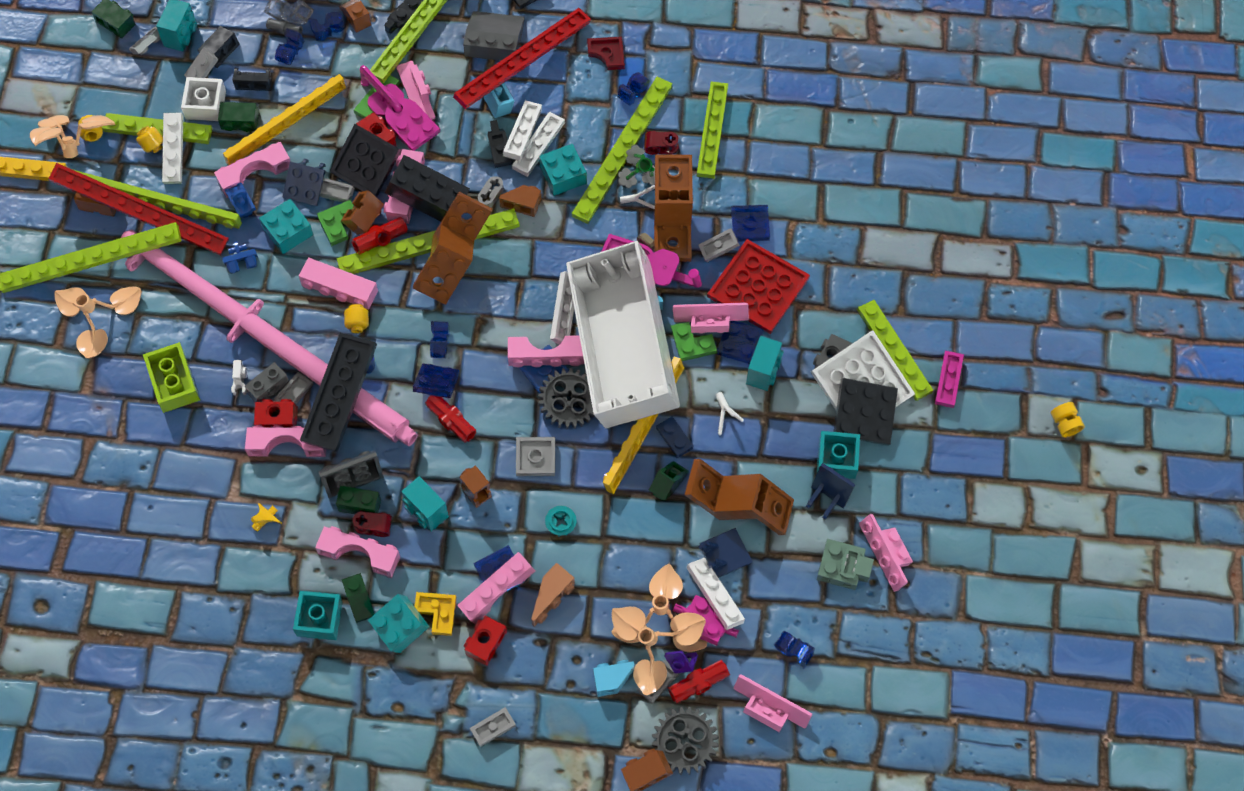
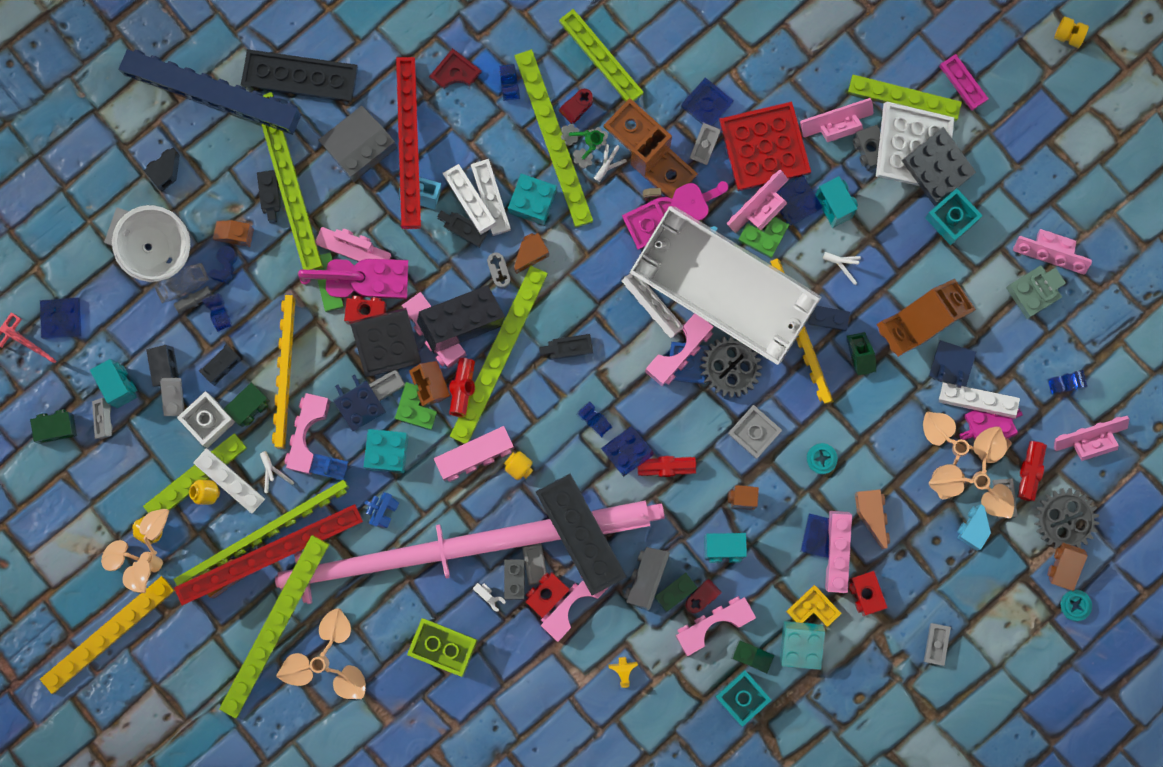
camera: 45 degrees left, 15 degrees up
(207, 164) = (269, 468): none -> white plant
(452, 248) = (531, 344): dark orange bracket -> none
(481, 282) = (568, 347): none -> black hinge
(679, 662) = (1012, 472): dark purple bracket -> none
(828, 318) = (838, 122): none -> bright pink bracket
(832, 485) = (975, 242): dark blue plate -> none

